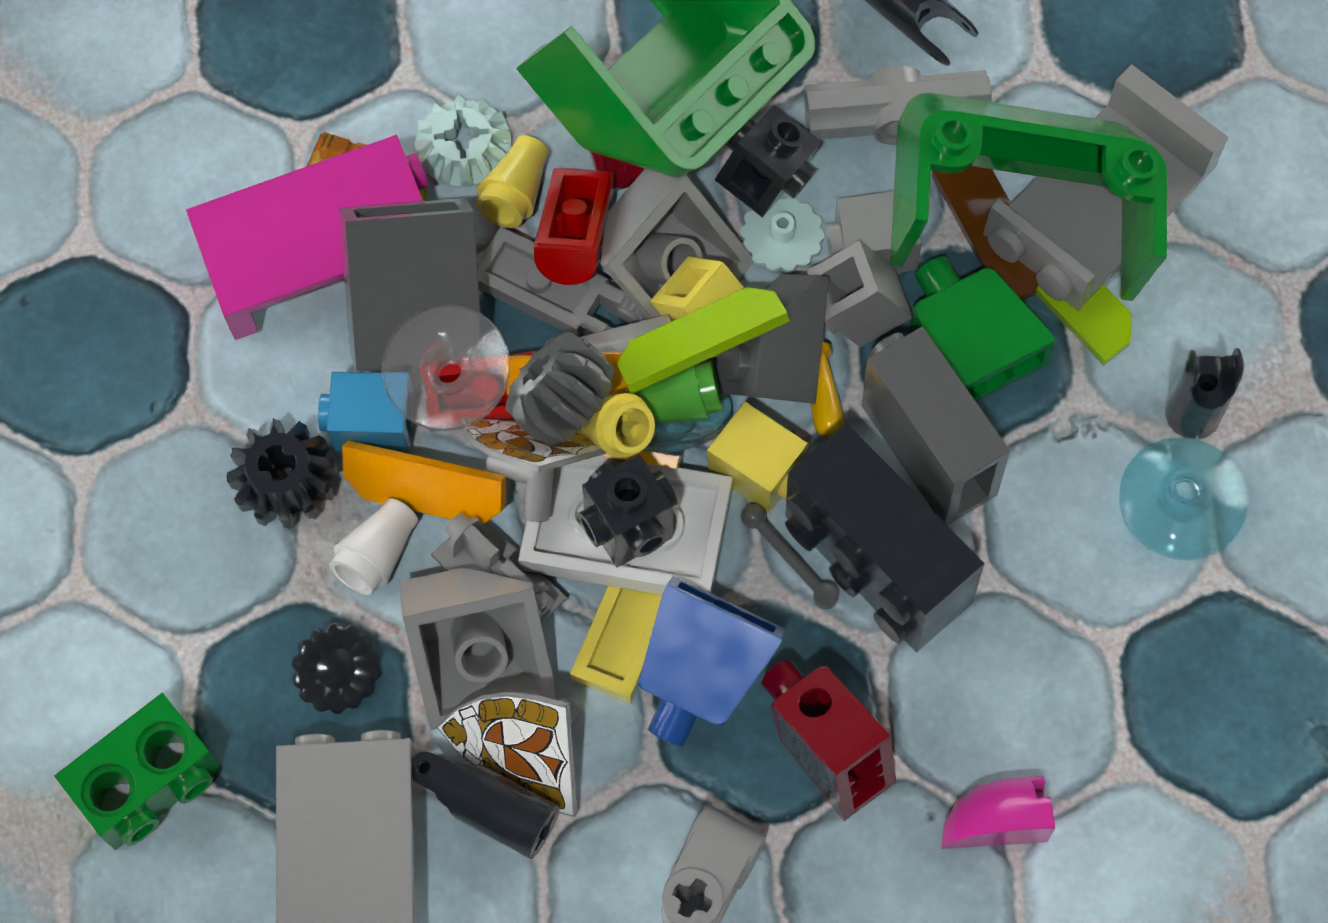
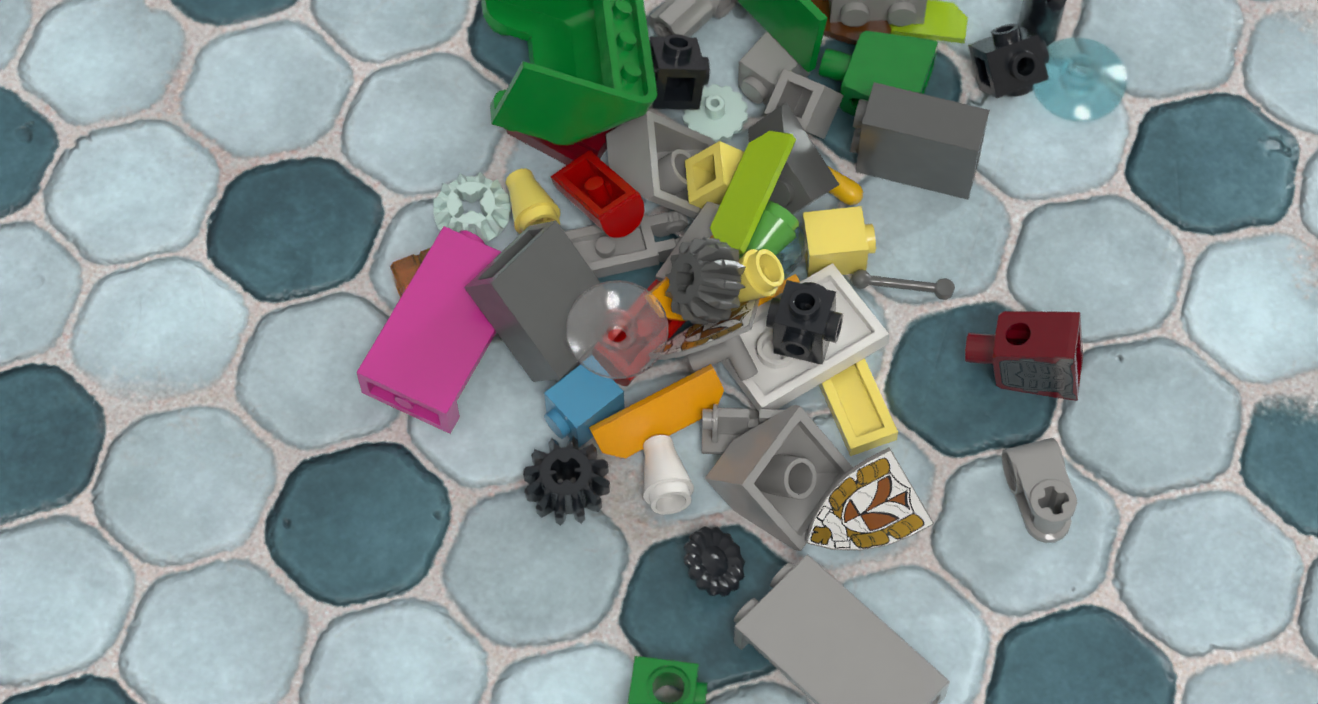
camera: 45 degrees left, 5 degrees down
(488, 802) = (882, 556): black piece -> none
(702, 658) = (923, 372): blue torso -> none
(880, 539) = (956, 223): black piece -> none
(1000, 814) = (1159, 321): dark pink brick -> none
(1116, 421) = (1009, 61): none -> black brick

